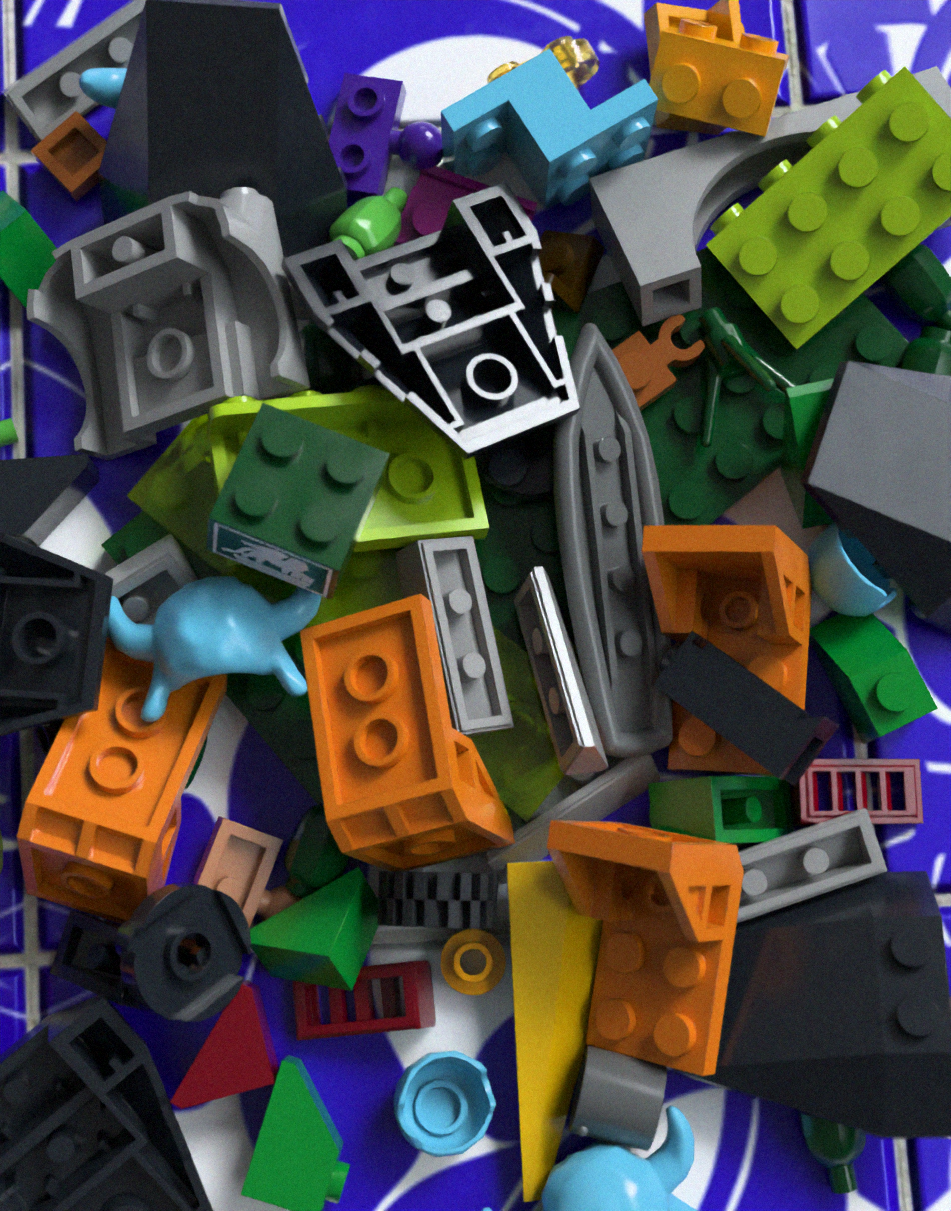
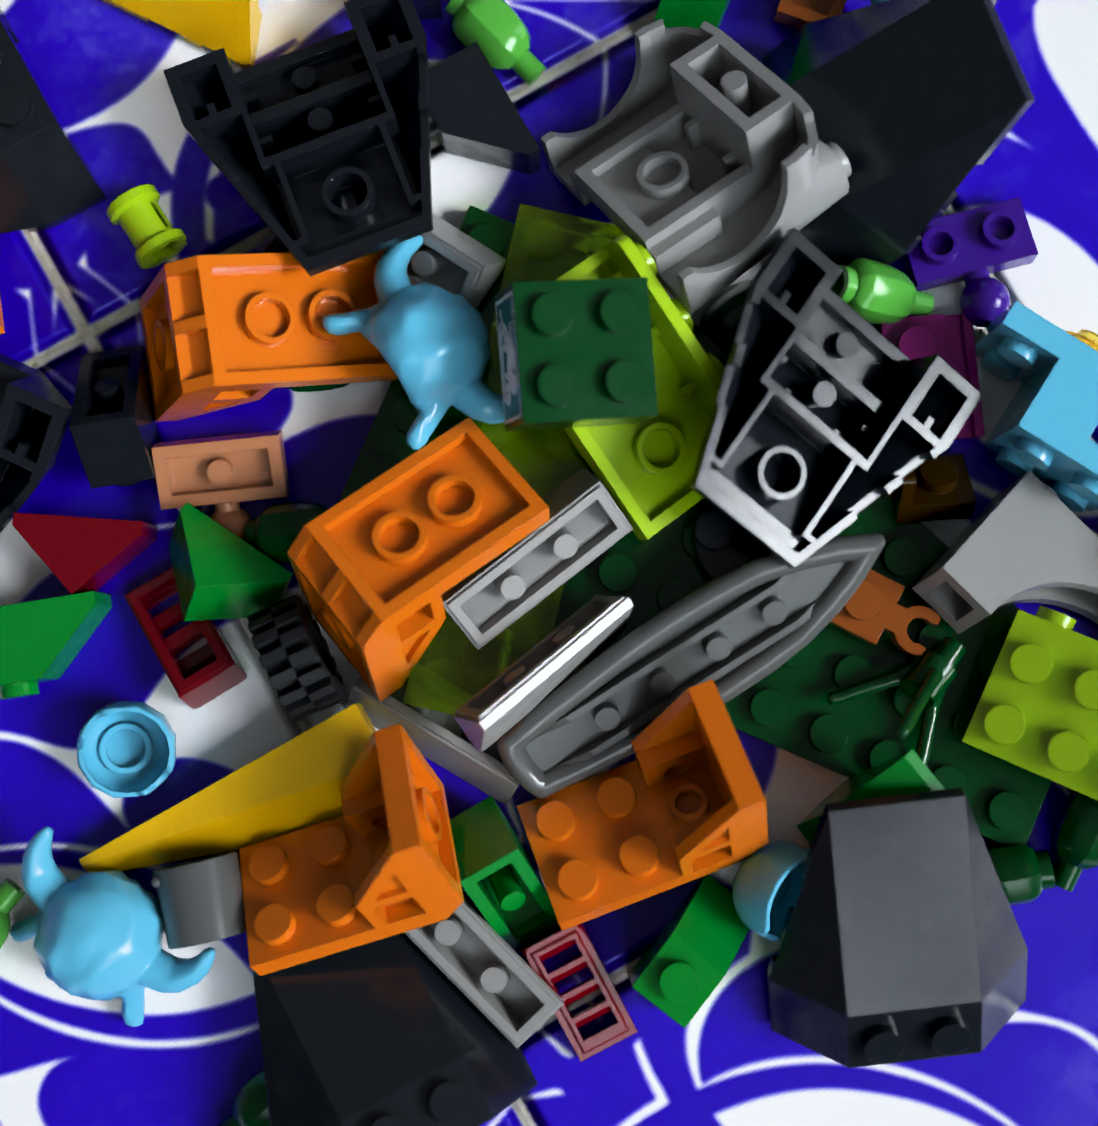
camera: 65 degrees right, 5 degrees up
(150, 948) = (133, 426): black plate -> none
(480, 982) = (242, 722): light orange plate -> none
(743, 708) = (593, 848): black window -> none

